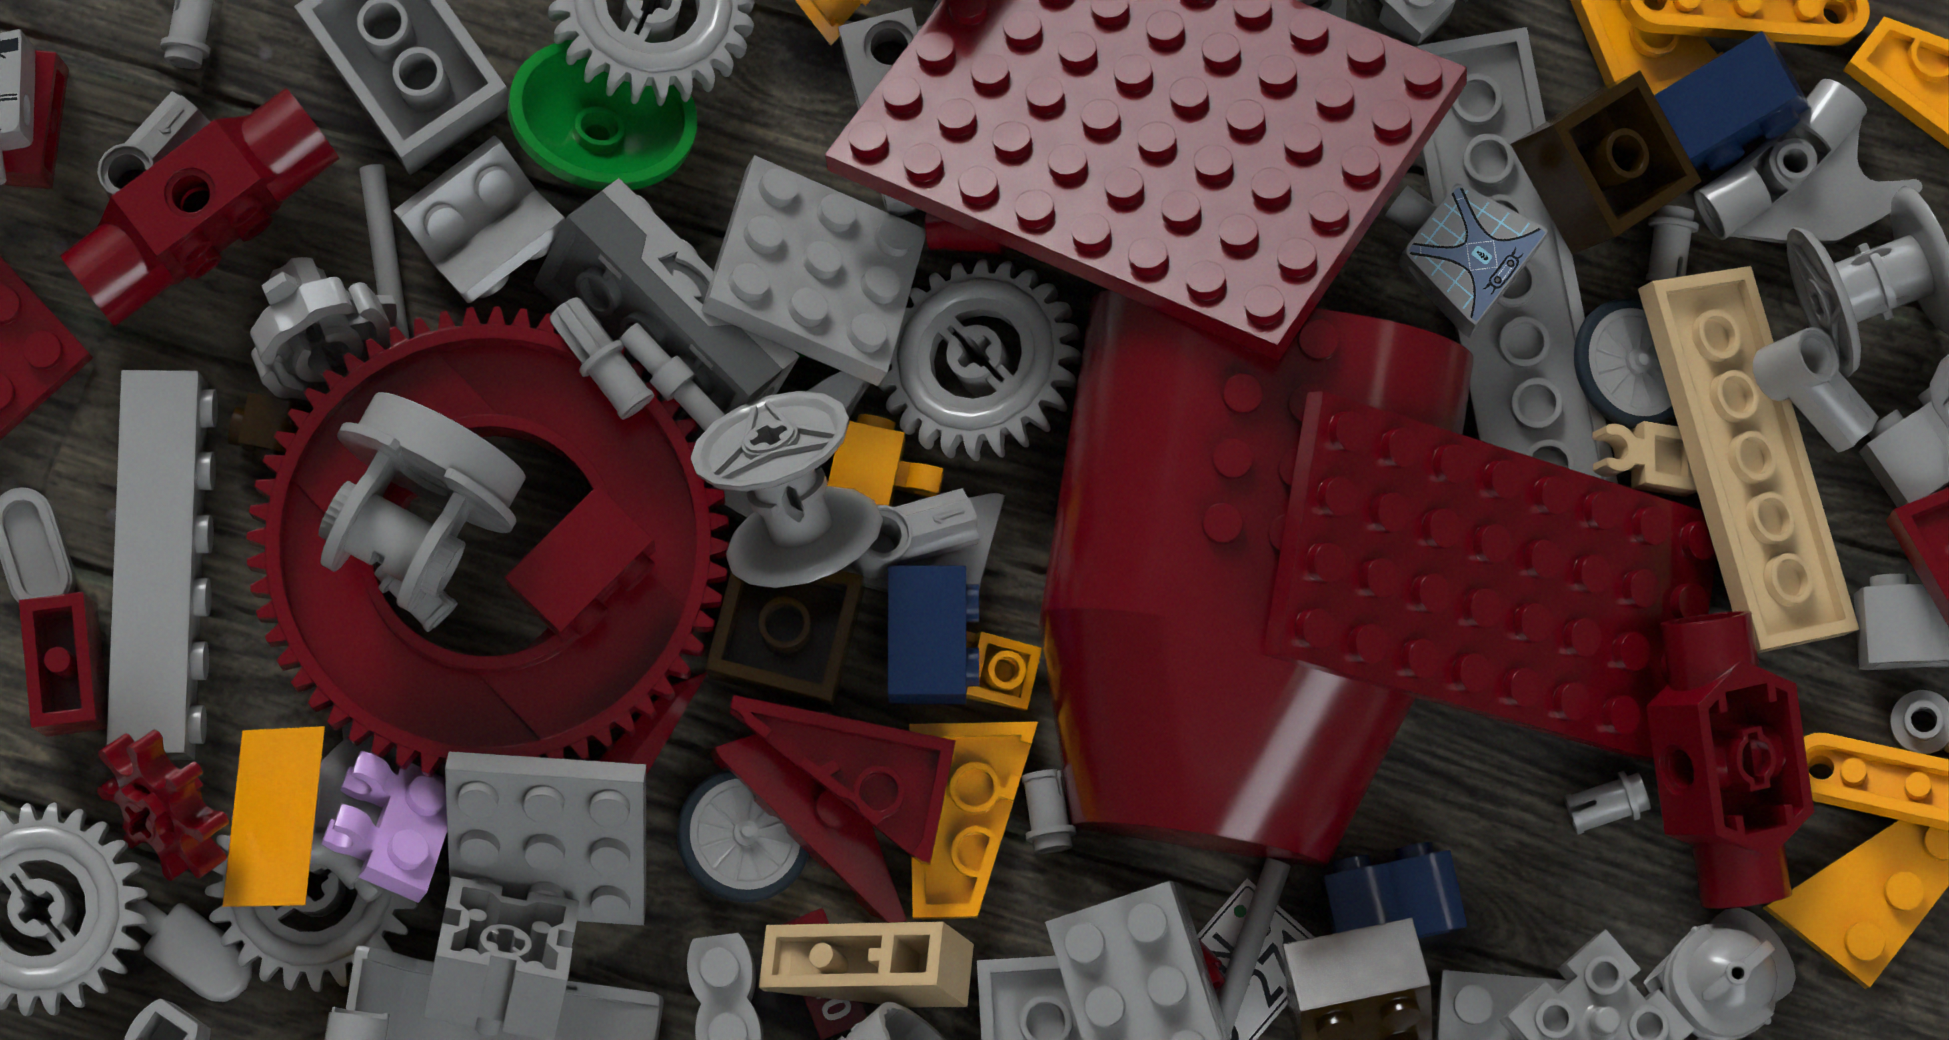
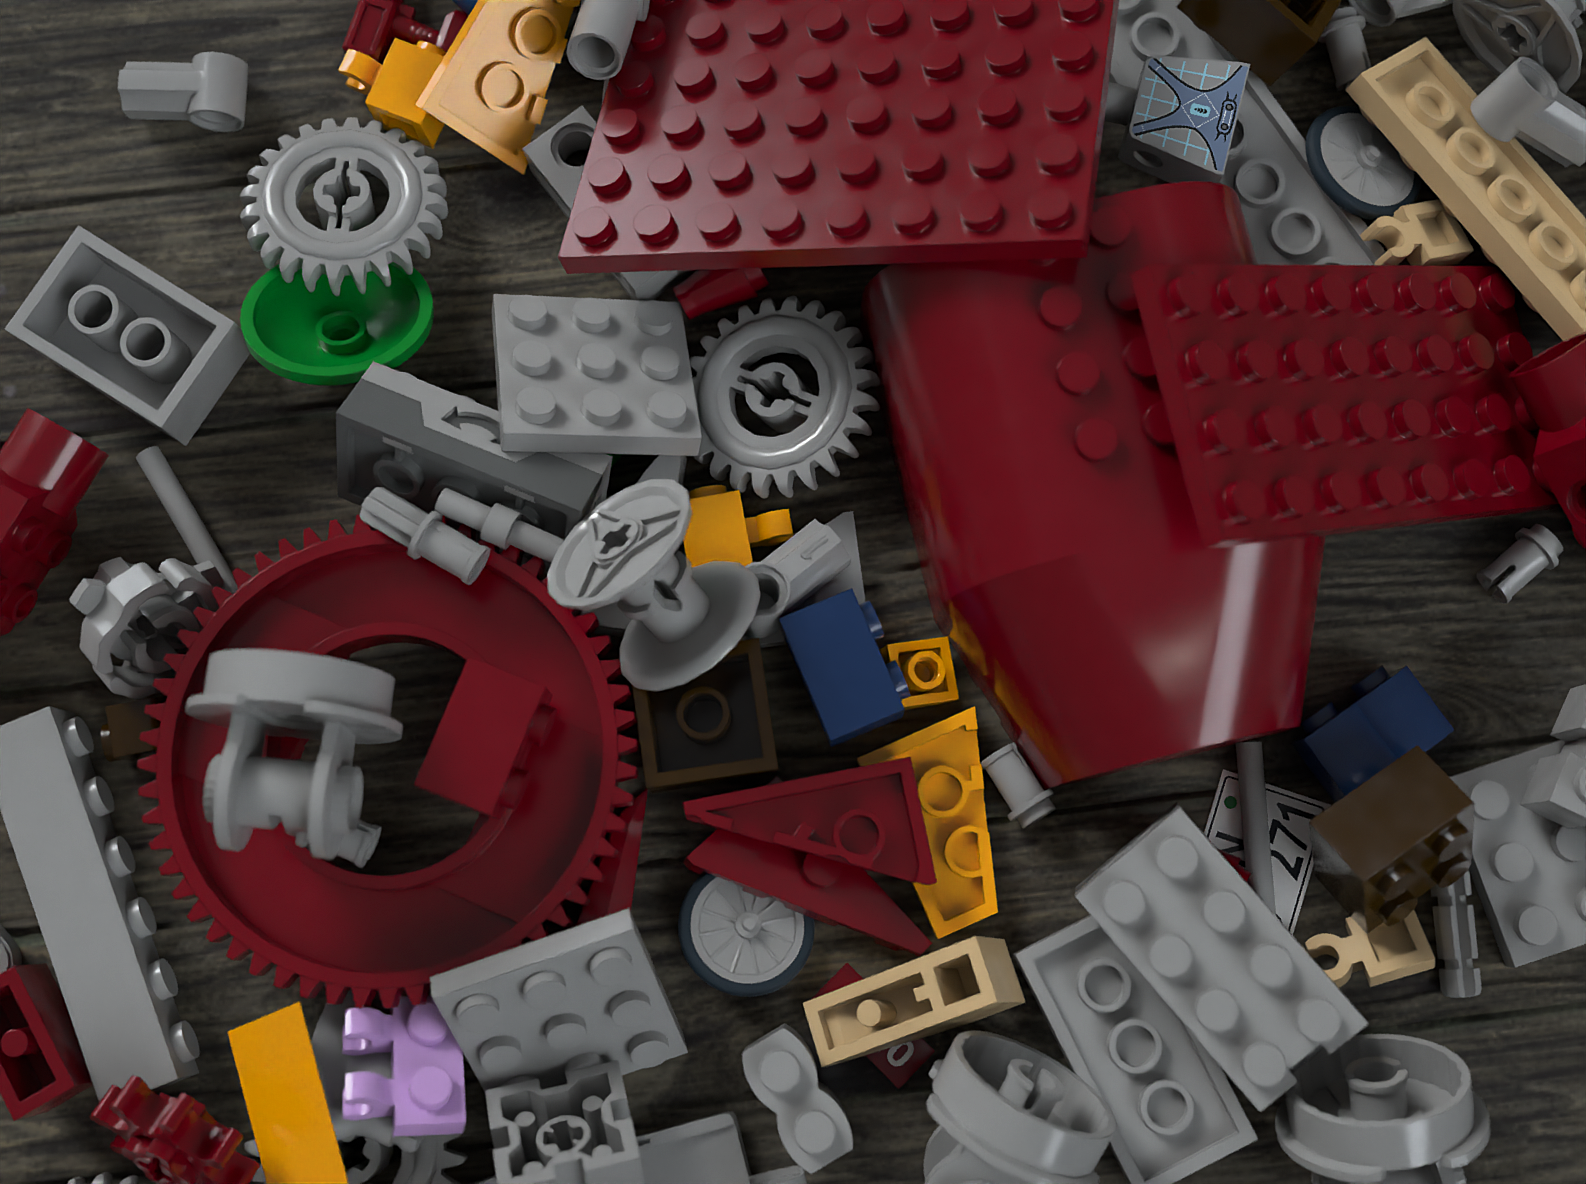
camera: 20 degrees left, 0 degrees up
(481, 221) = (263, 457): light grey bracket -> none

